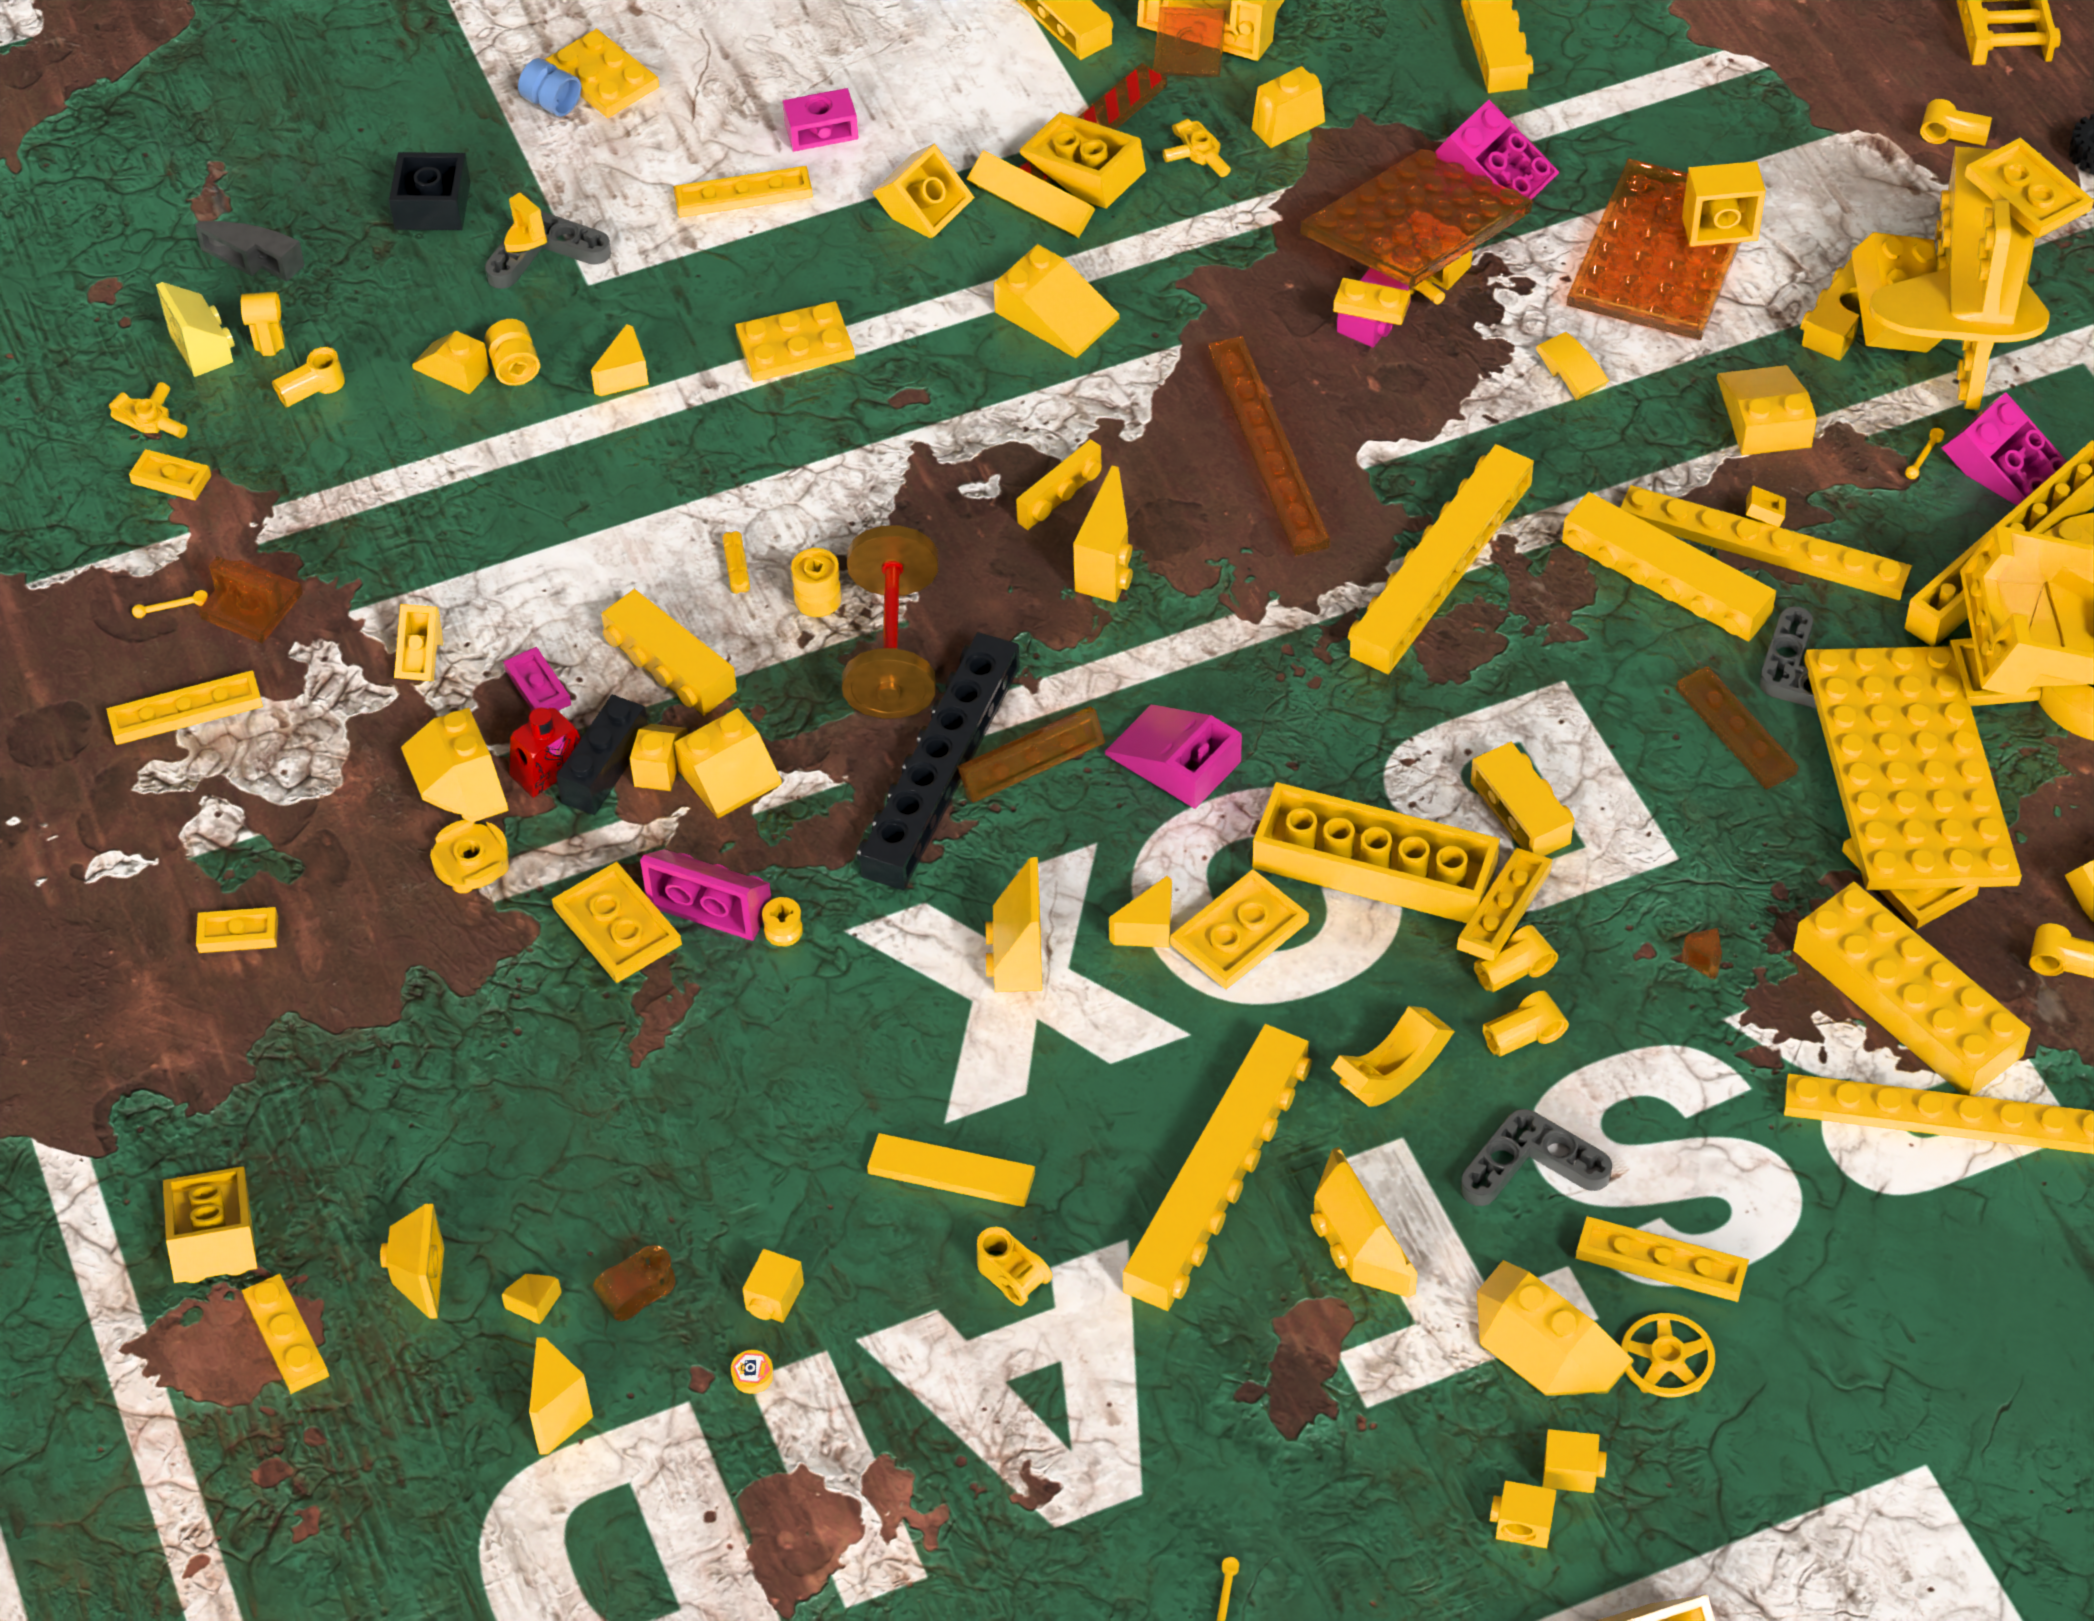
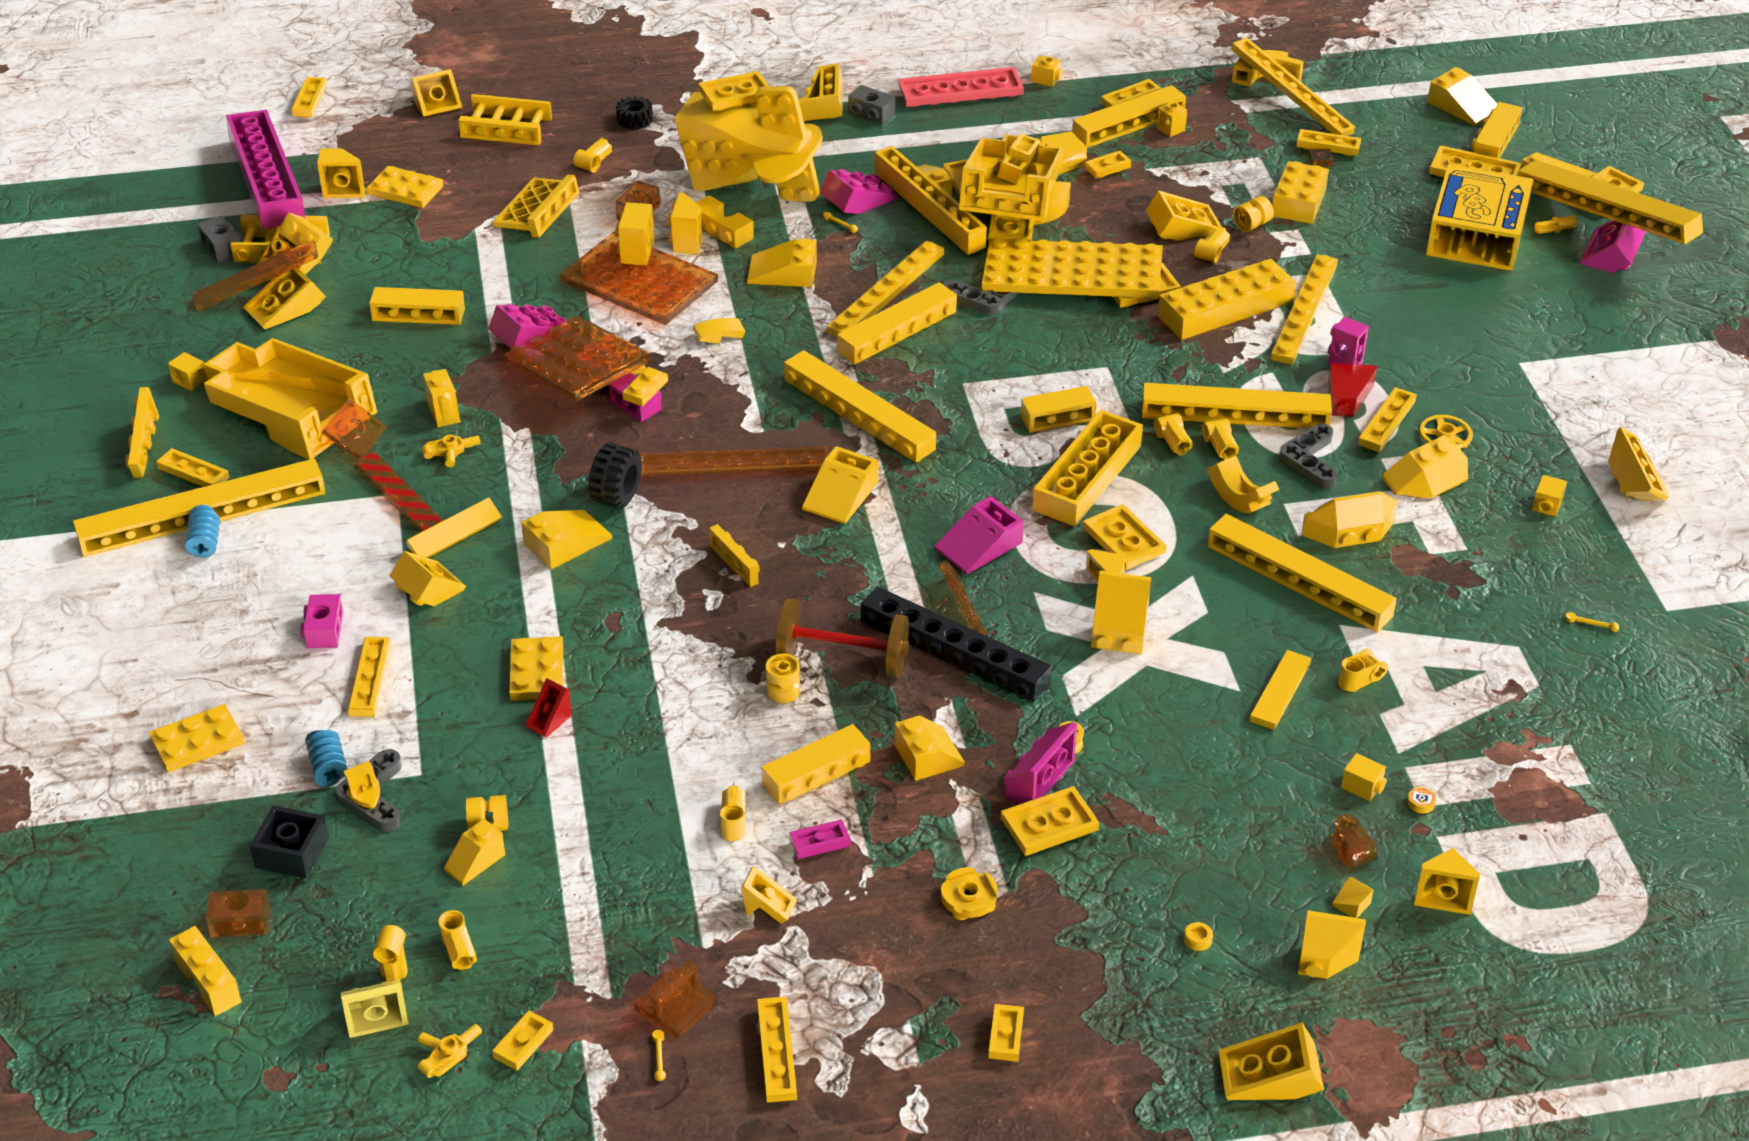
camera: 80 degrees left, 10 degrees down
(211, 190) = (212, 977): none -> yellow arch
(251, 248) = (289, 966): flat silver slope -> none
(285, 1333) = (1365, 1037): yellow plate -> none
(323, 184) = (238, 913): none -> clear orange brick
(439, 1121) = (1198, 936): none -> yellow tile
(455, 767) = (887, 883): yellow wedge -> none
(541, 749) = (887, 828): red torso -> none
(549, 86) = (210, 759): medium blue wheel -> none
(552, 586) = (732, 813): none -> yellow piece
(578, 185) = (326, 757): none -> dark azure piece
(601, 755) = (902, 807): black brick -> none
(620, 366) = (521, 754): yellow slope -> none
(654, 756) = (907, 780): yellow slope -> none
(711, 368) = (550, 709): none -> red slope
(736, 562) = (739, 723): yellow axle -> none
(1086, 158) = (441, 492): yellow slope -> none
(1103, 545) = (799, 532): yellow slope -> none
(1162, 313) = (614, 475): none -> black tyre
(1241, 570) = (841, 485): none -> yellow slope
(1504, 904) = (1153, 428): yellow plate -> none
(1573, 1461) = (1516, 473): yellow brick -> none
(1617, 1040) = (1237, 405): none -> yellow brick
(1703, 952) = (1185, 363): clear orange slope -> none
(1723, 1193) = (1349, 387): none -> red slope
(1737, 727) = (1020, 326): clear orange tile -> none
(1765, 506) = (864, 280): yellow plate -> none
(1797, 261) = (685, 225): none -> yellow slope
(1804, 111) = (544, 211): none -> yellow fence
(1825, 1170) = (1347, 342): none -> dark pink brick
(1851, 202) = (639, 193): none -> clear orange brick
(1885, 261) = (733, 190): yellow brick -> none

